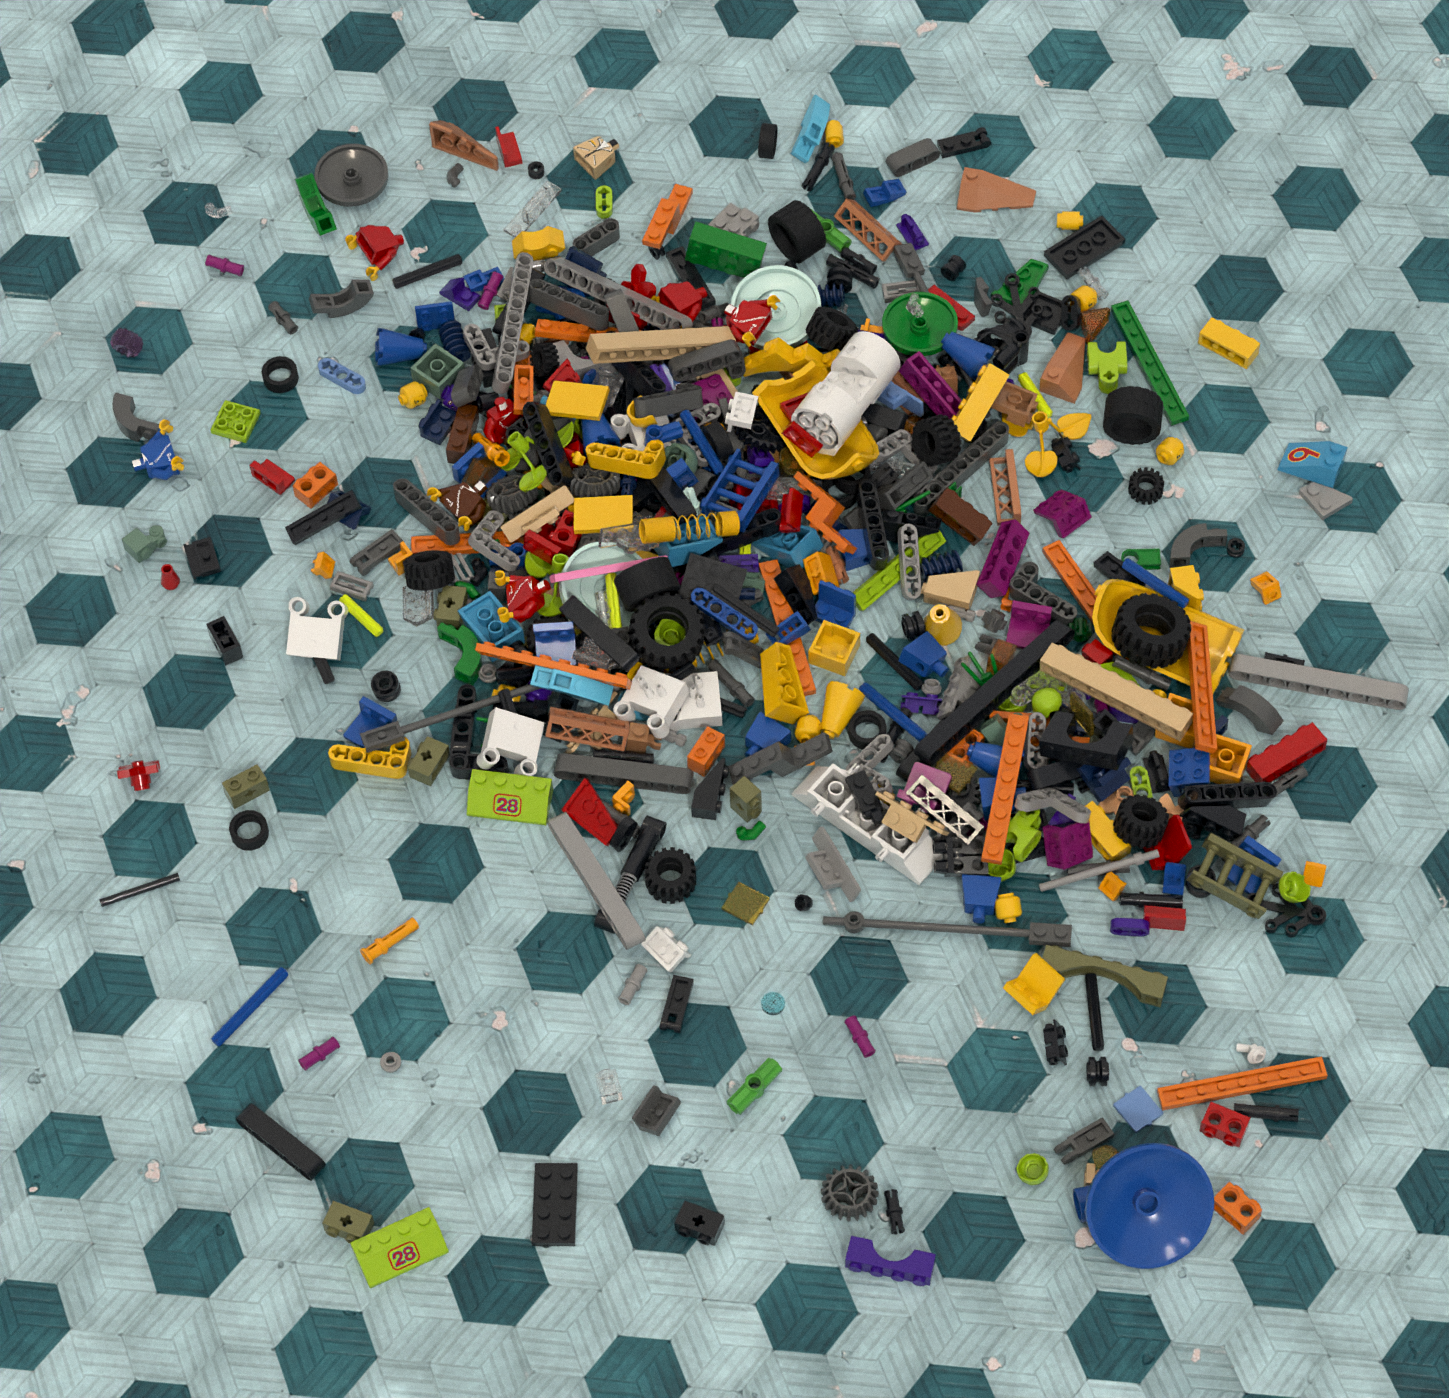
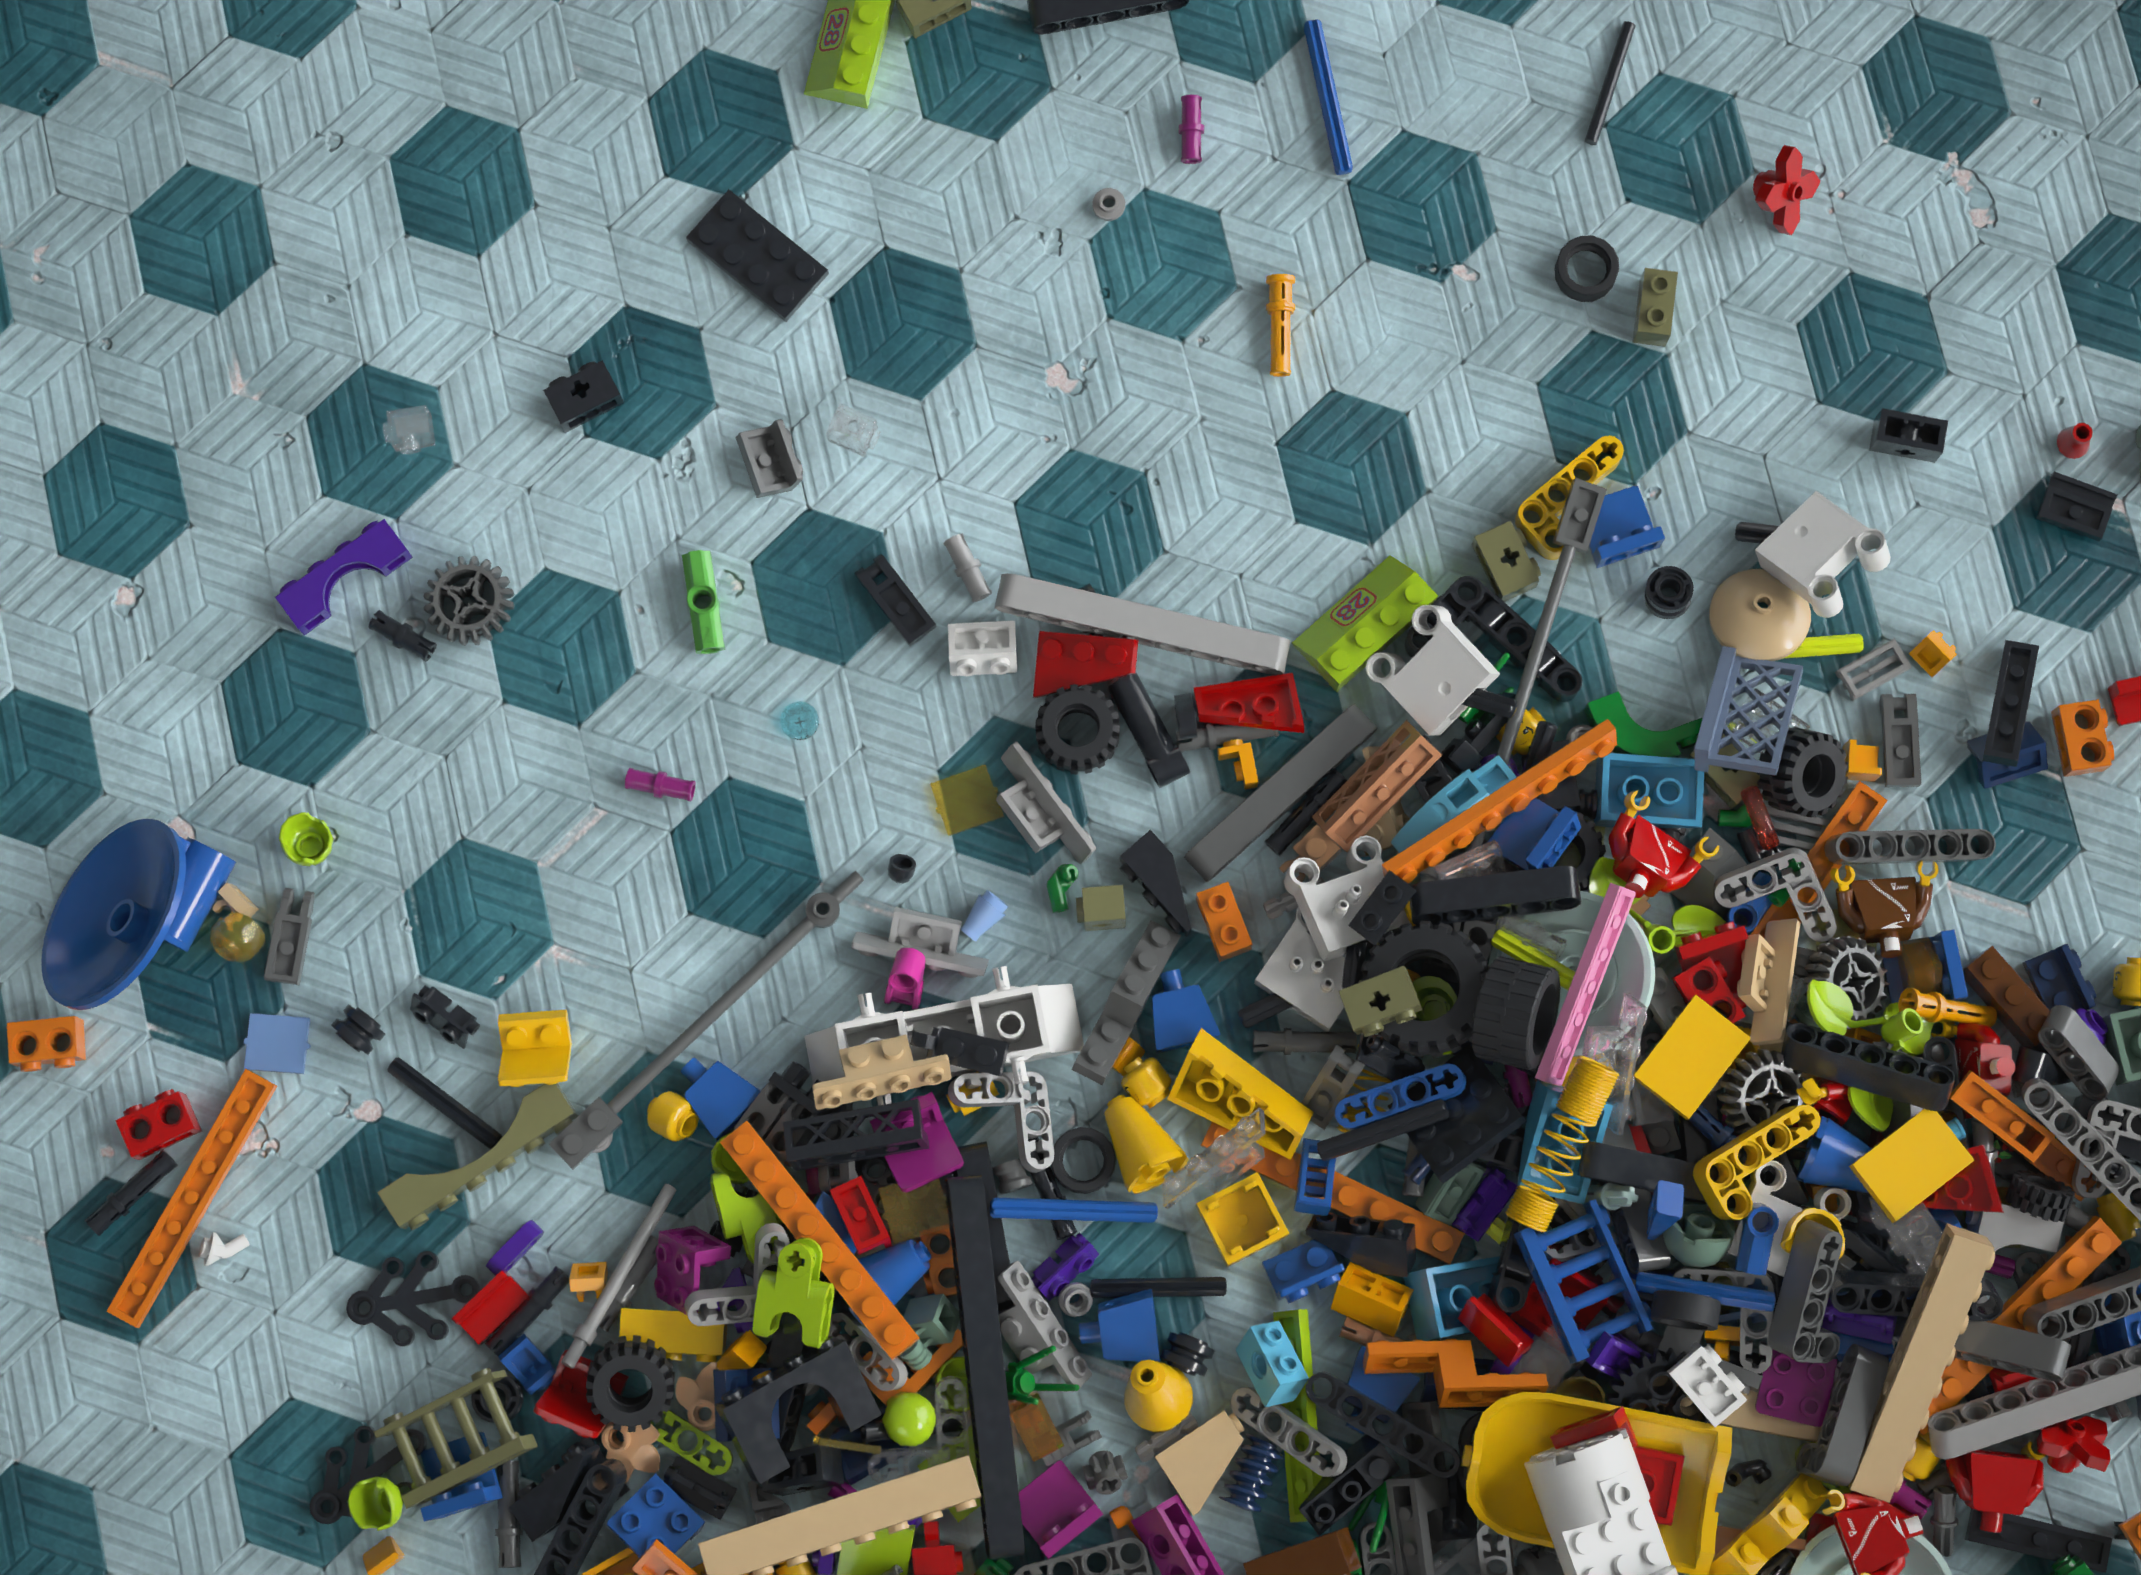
camera: 130 degrees right, 20 degrees up
(373, 650) = (1754, 630): none -> tan dish
(427, 621) = (1718, 713): none -> sand blue fence
(464, 575) = (1760, 817): none -> clear red axle
(637, 896) = (1080, 660): none -> red wing
(646, 669) = (1382, 907): none -> black hinge
(695, 642) = (1362, 997): none -> olive brick
(722, 866) = (1039, 810): none -> light grey bracket
(788, 1291) = (409, 429): none -> clear brick
(792, 852) = (984, 914): none -> light blue cone
(816, 667) = (1219, 1163): none -> clear bracket
(854, 857) = (906, 978): none -> dark pink piece
(886, 587) = (1272, 1363): none -> medium azure brick
(978, 782) = (860, 1215): none -> red panel
(1038, 774) = (795, 1290): none -> lime piece
(1084, 790) = (742, 1353): none -> light orange slope
(1195, 956) = (406, 1299): none -> black plant

